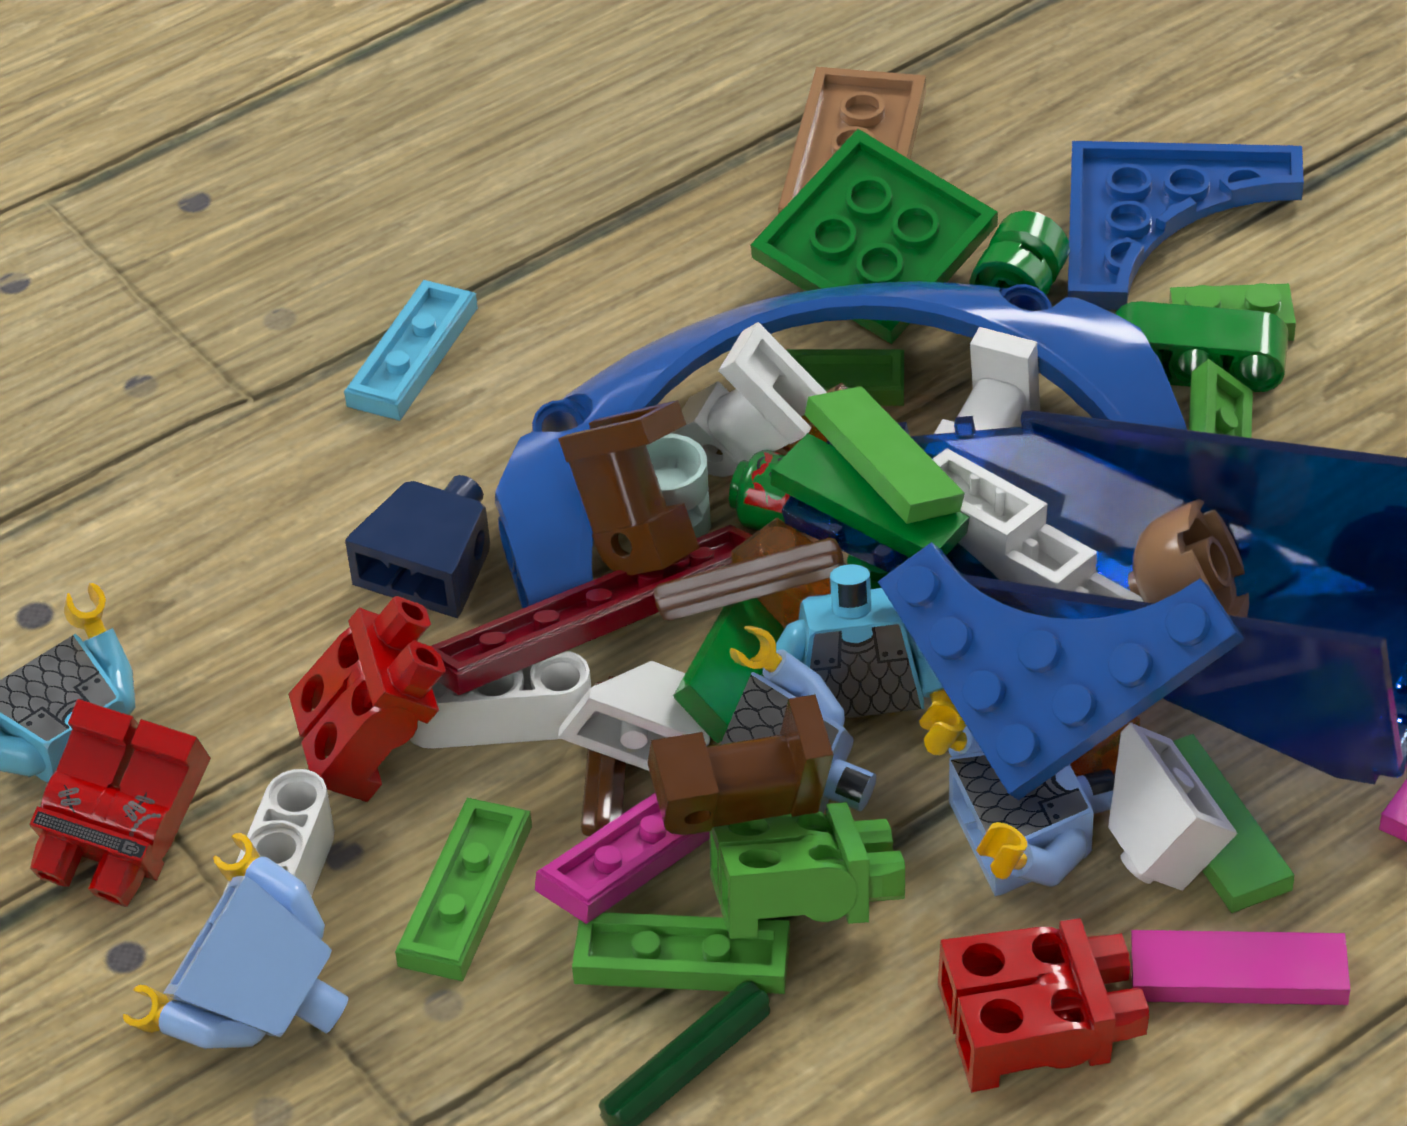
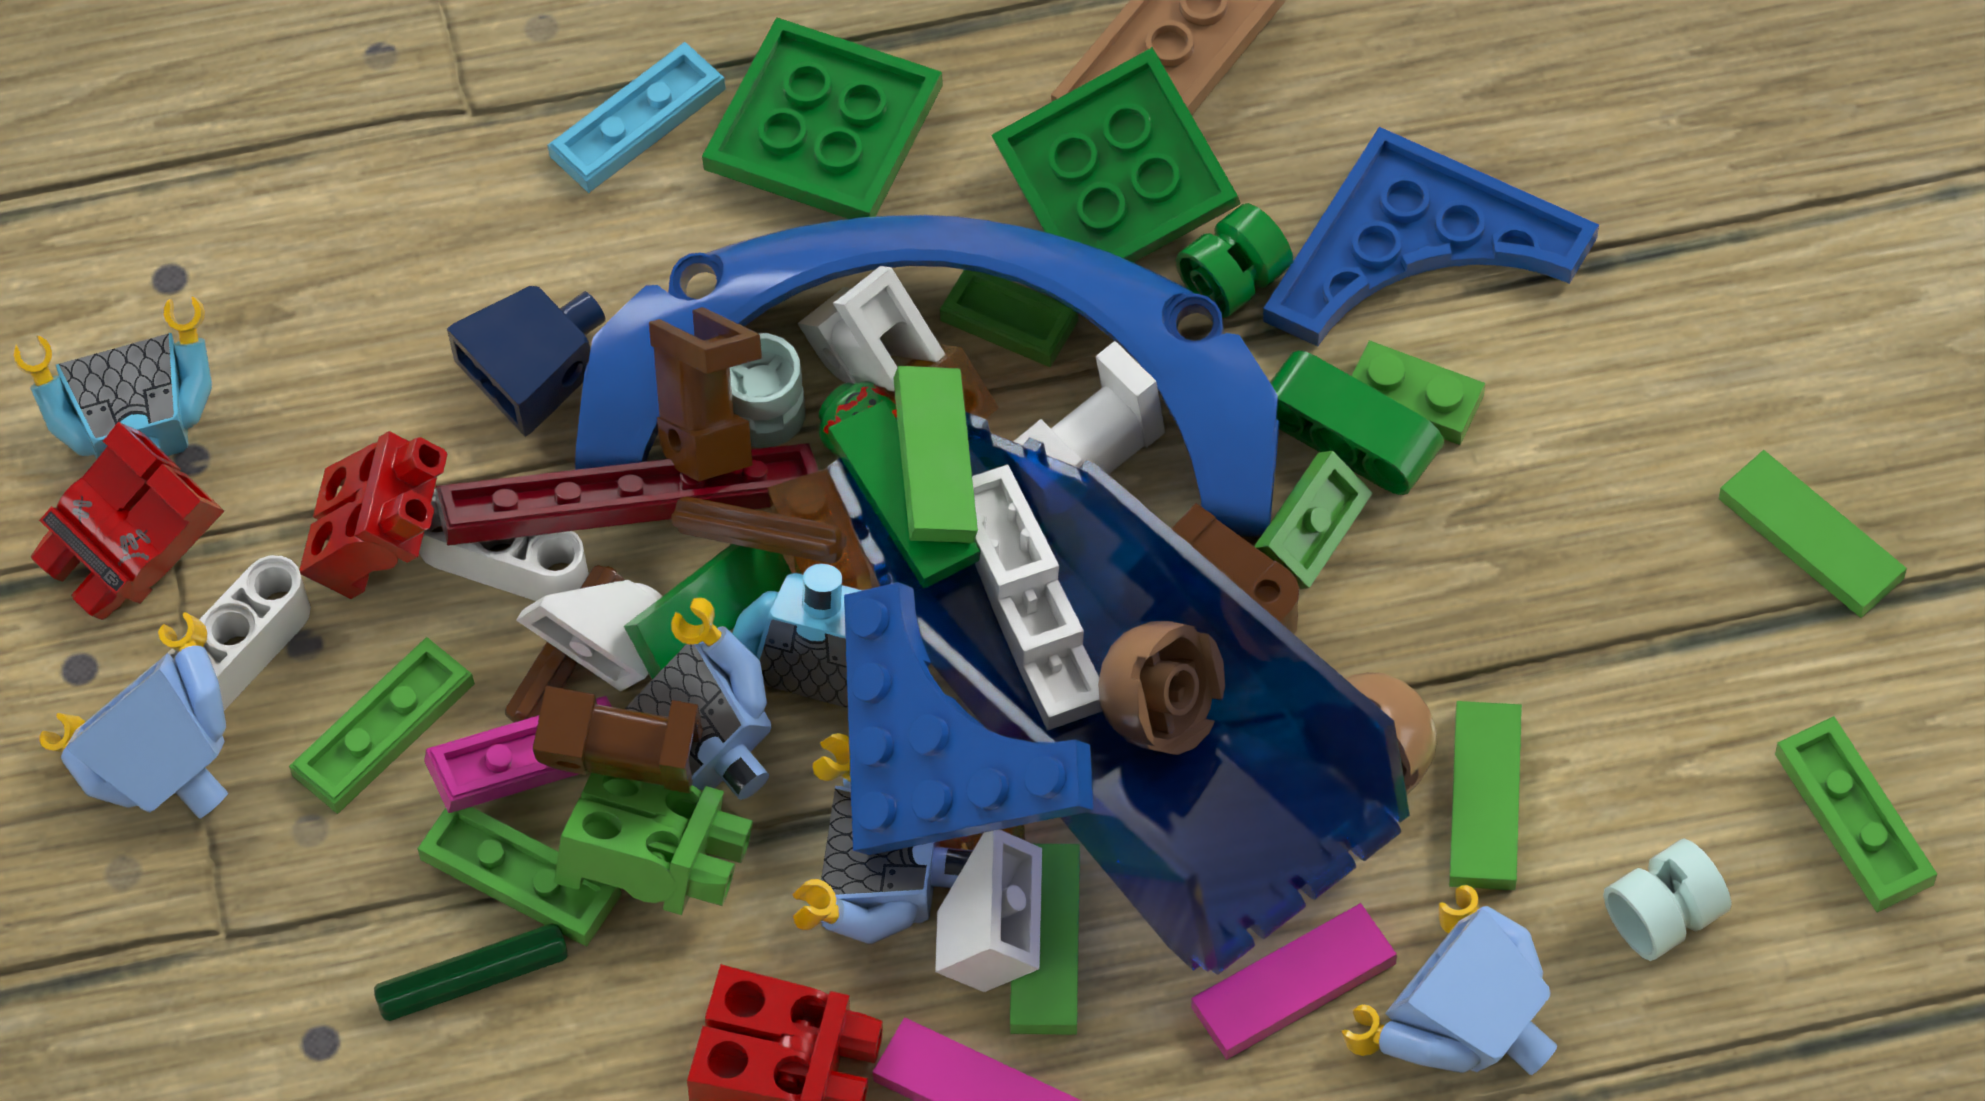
camera: 25 degrees right, 15 degrees up
(583, 292) = (822, 121): none -> green plate

